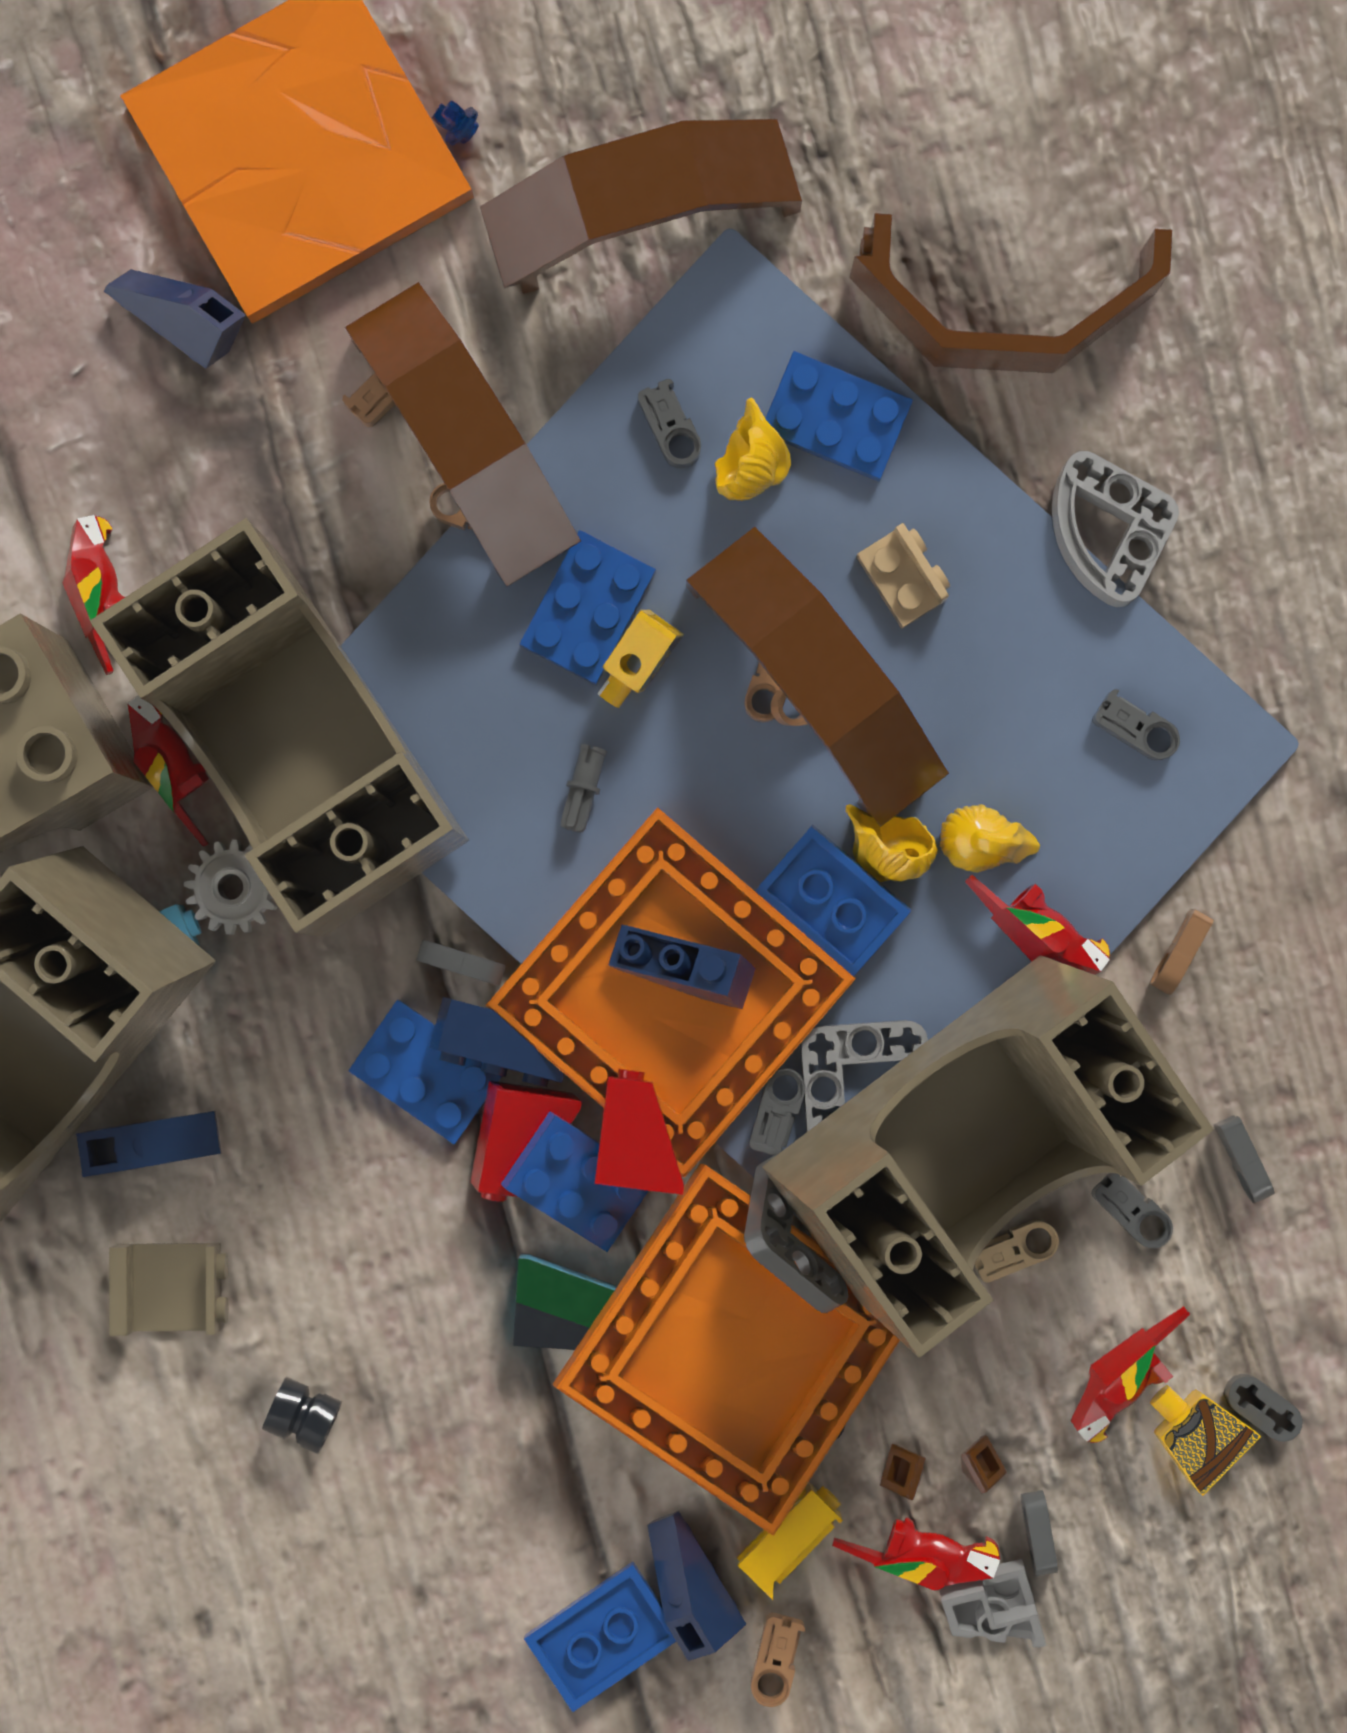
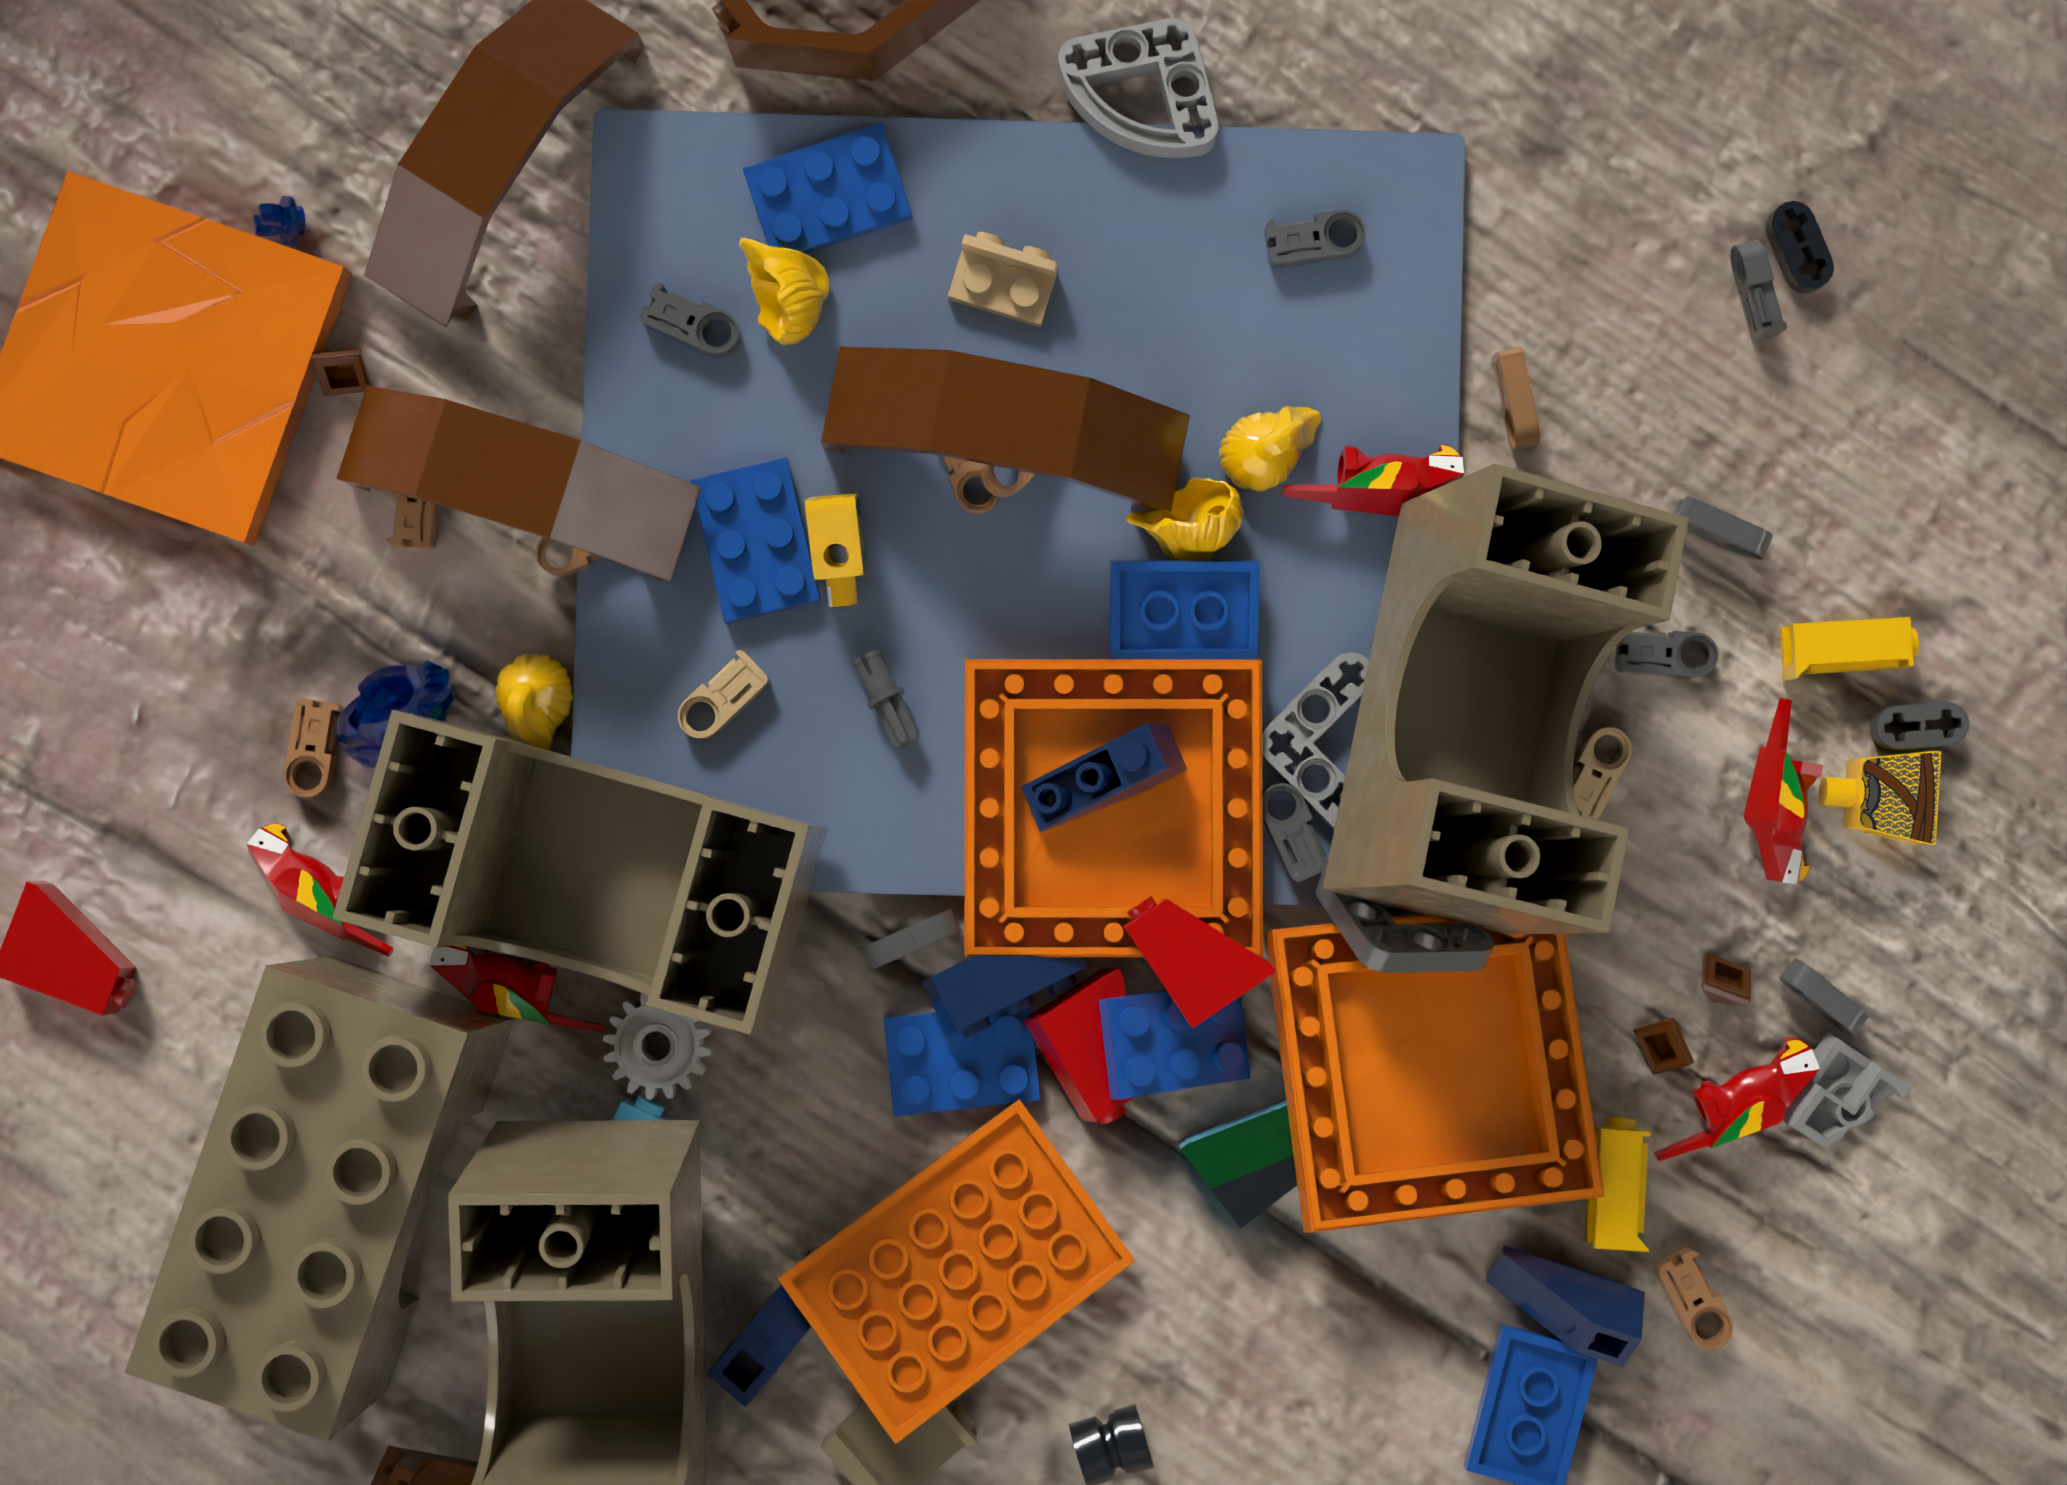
camera: 45 degrees left, 0 degrees up
(179, 487) = (312, 739): none -> medium nougat piece
(183, 313) = (189, 586): dark blue slope -> none
(253, 498) = (401, 688): none -> clear blue helmet
(300, 1209) = (956, 1270): none -> orange plate
(349, 585) = (534, 698): none -> yellow hair
(410, 258) = (341, 372): none -> reddish brown slope
(479, 693) = (727, 695): none -> tan piece
(1260, 1311) = (1847, 646): none -> yellow window

